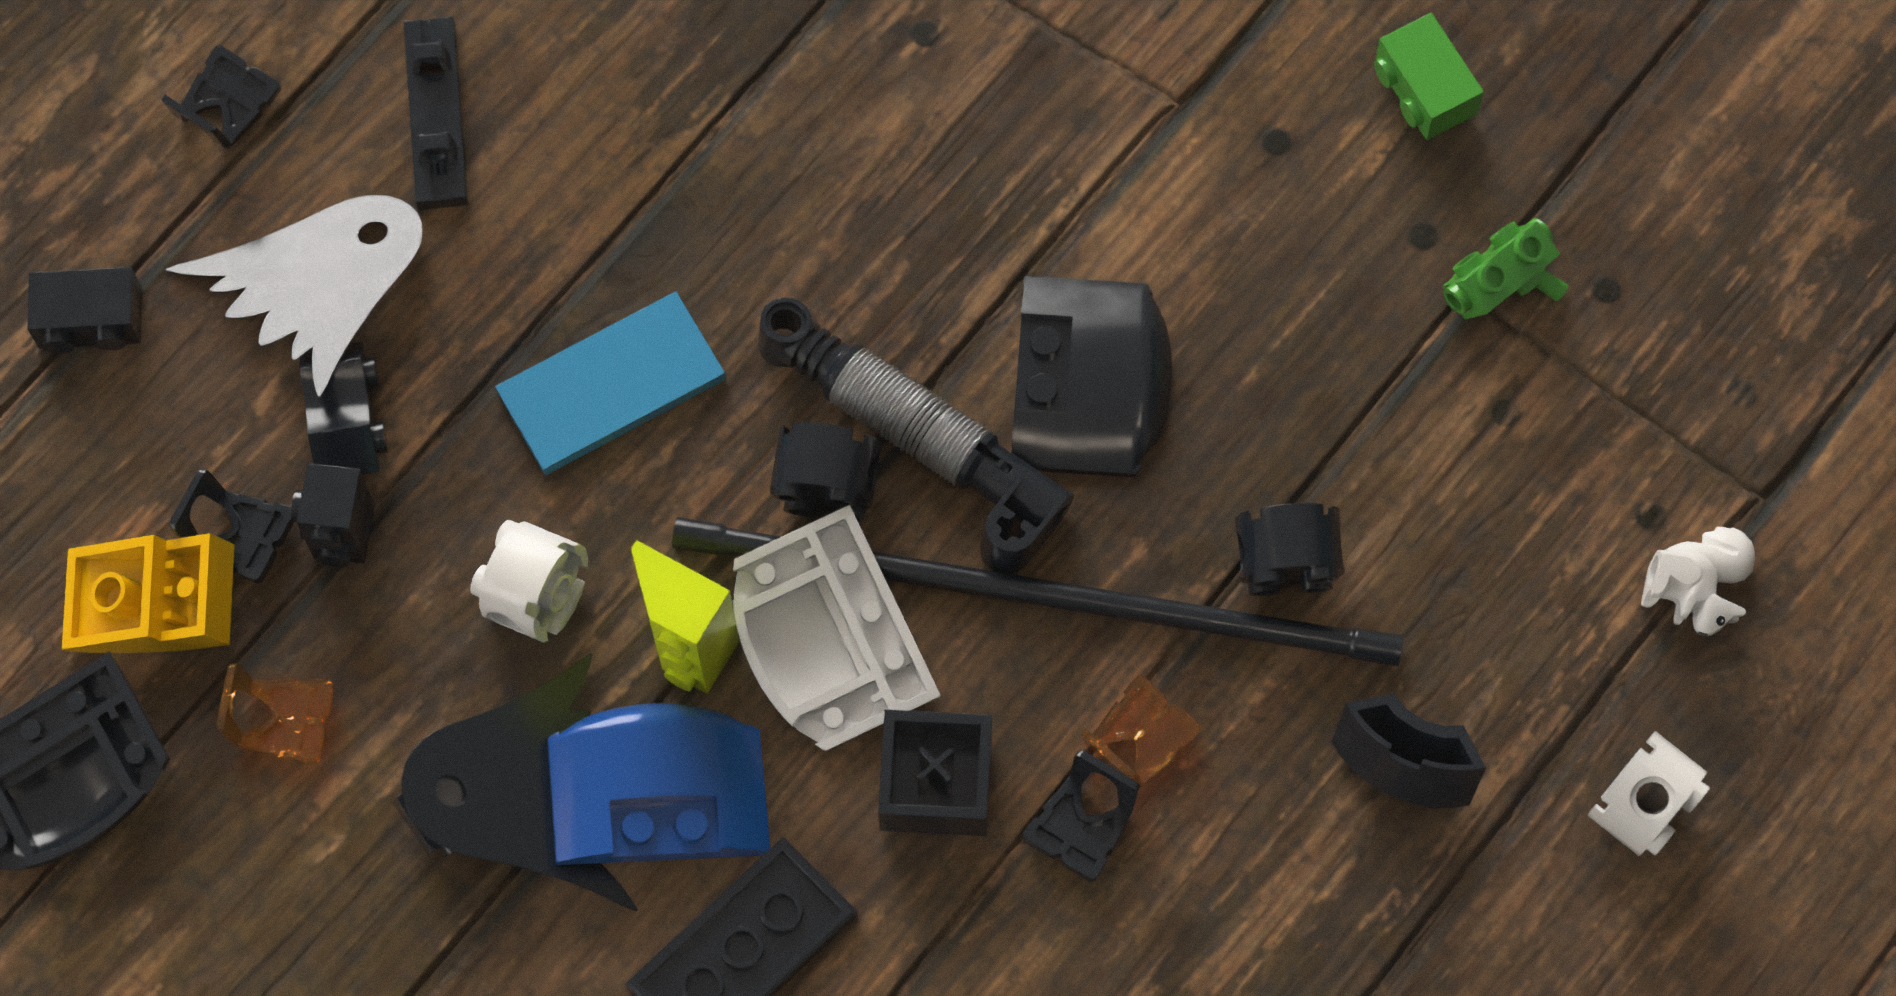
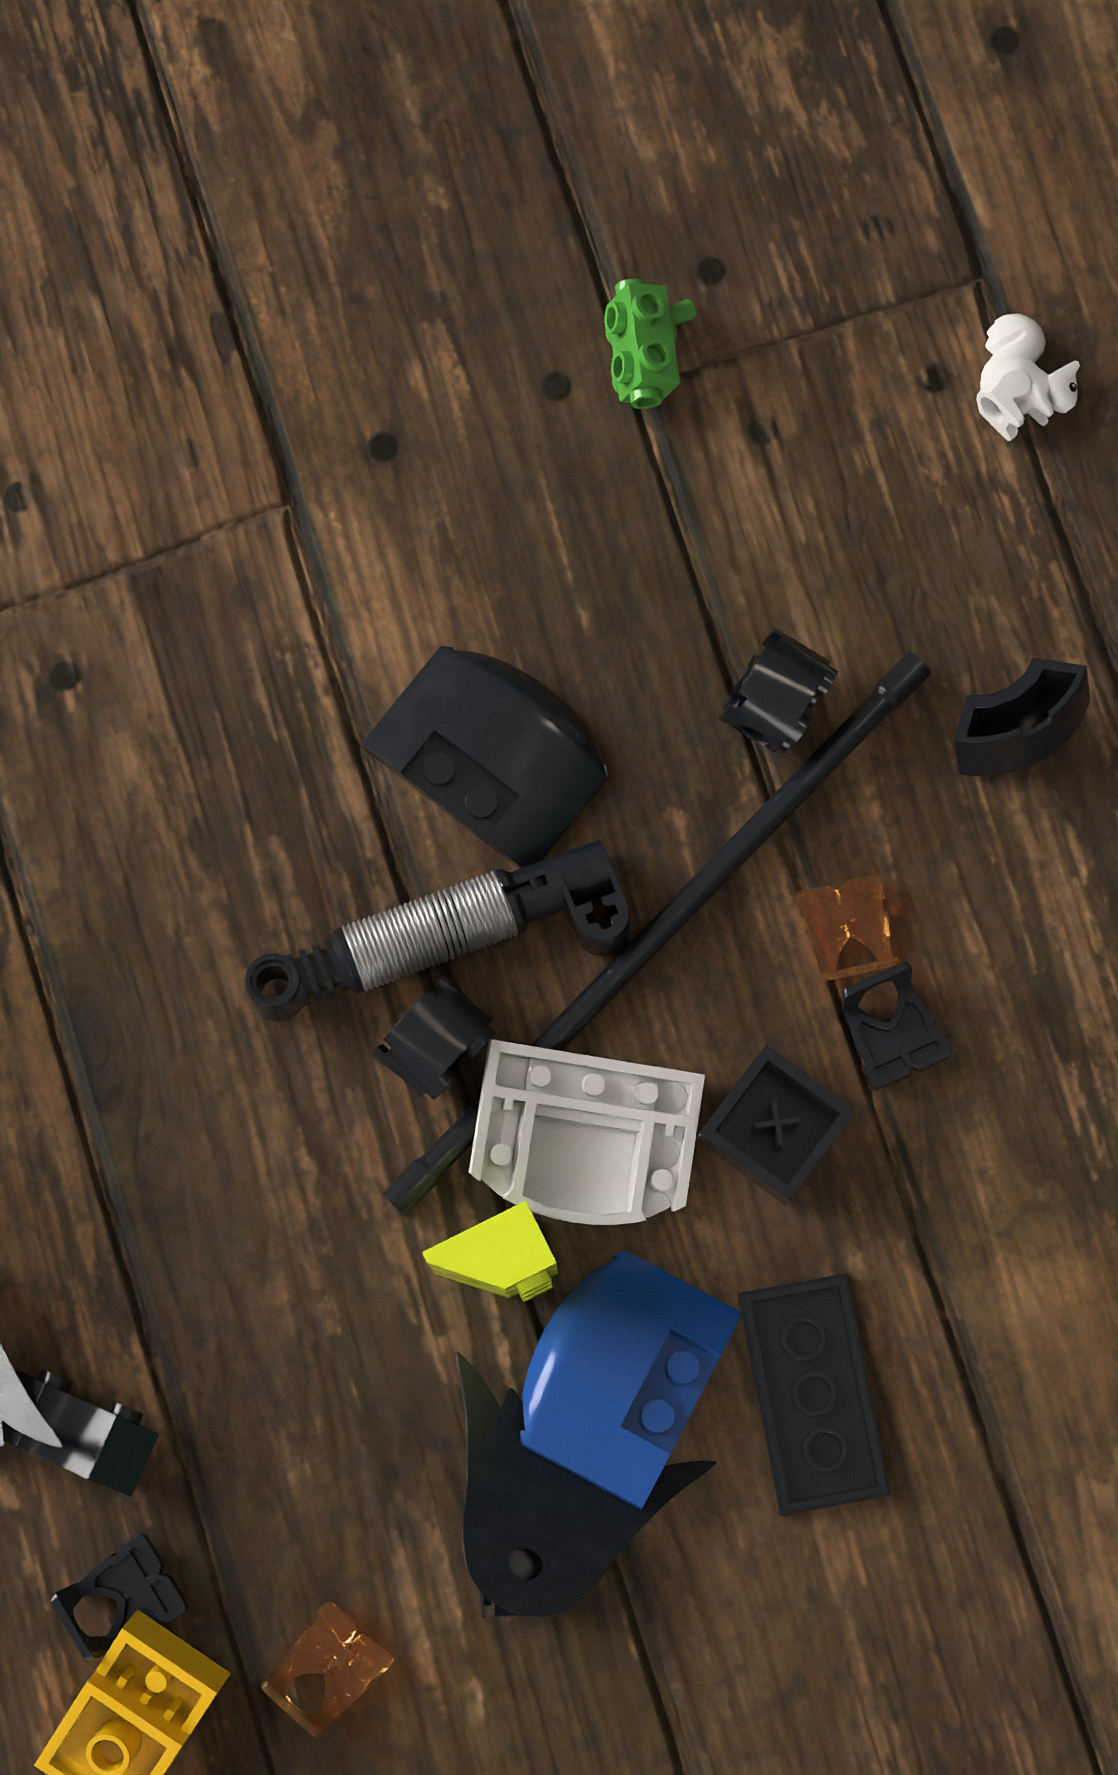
camera: 55 degrees left, 10 degrees up
(334, 514) = (178, 1503): black brick -> none
(530, 580) = (360, 1364): white brick -> none
(610, 383) = (210, 1171): dark azure tile -> none
(1427, 77) = (422, 279): bright green brick -> none

